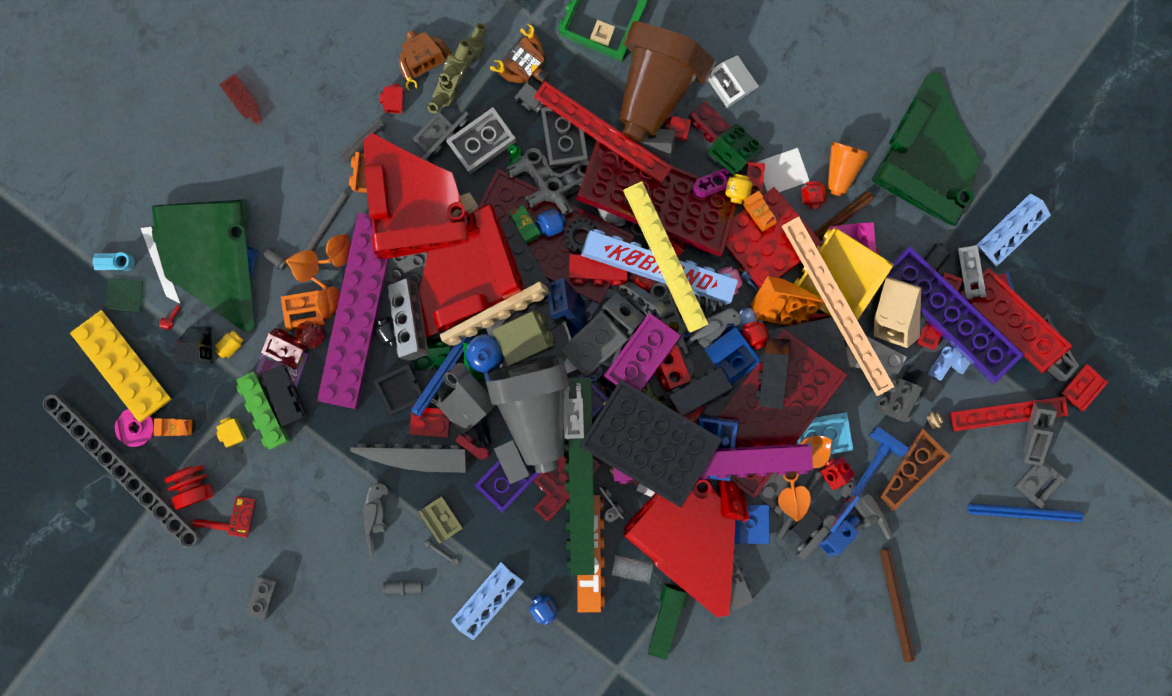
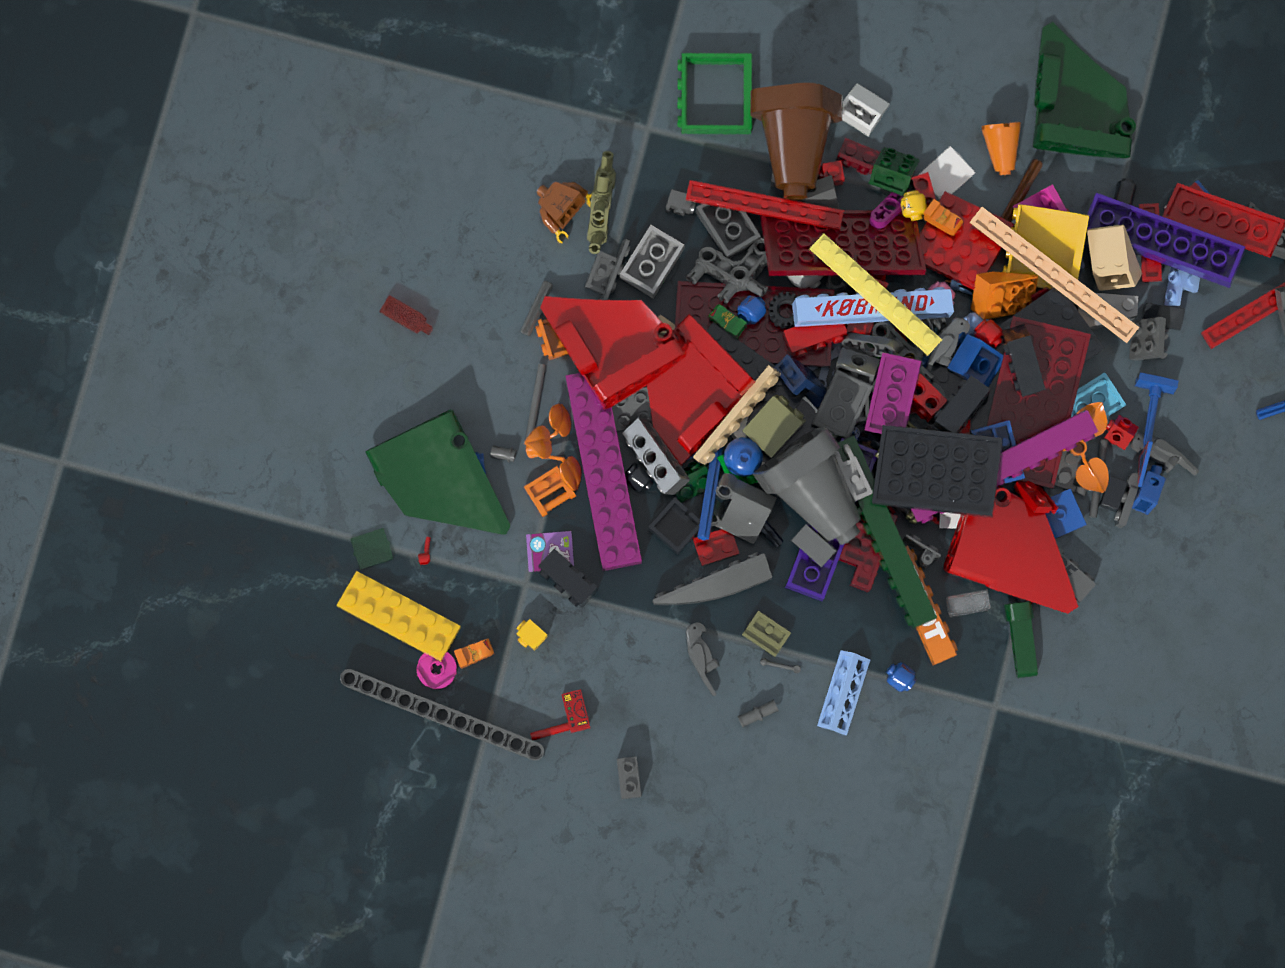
camera: 25 degrees left, 5 degrees down
(112, 261) = (347, 521): medium azure piece -> none
(166, 284) = (388, 501): white sticker -> none
(189, 487) = (515, 701): red wheel -> none
(194, 346) = (464, 567): black wedge -> none
(229, 344) = (493, 552): yellow brick -> none
(262, 410) = (549, 597): bright green brick -> none
(283, 348) = (548, 533): bracket -> none
(309, 334) = (567, 510): clear red head -> none
(393, 99) = (550, 257): red brick -> none
(468, 443) = (776, 553): dark red plate -> none
(515, 154) = (688, 262): green arm -> none
(524, 60) = (659, 170): torso -> none
(602, 33) = (723, 113): tan plate -> none
(814, 194) = (985, 182): red head -> none
(897, 605) = (1231, 533): reddish brown axle -> none
(915, 468) = (1191, 398): dark orange wedge -> none
(935, 420) = (1190, 345): tan plate -> none
(972, 271) = (1164, 193): light grey plate -> none
(1012, 226) = (1183, 135): light blue fence -> none

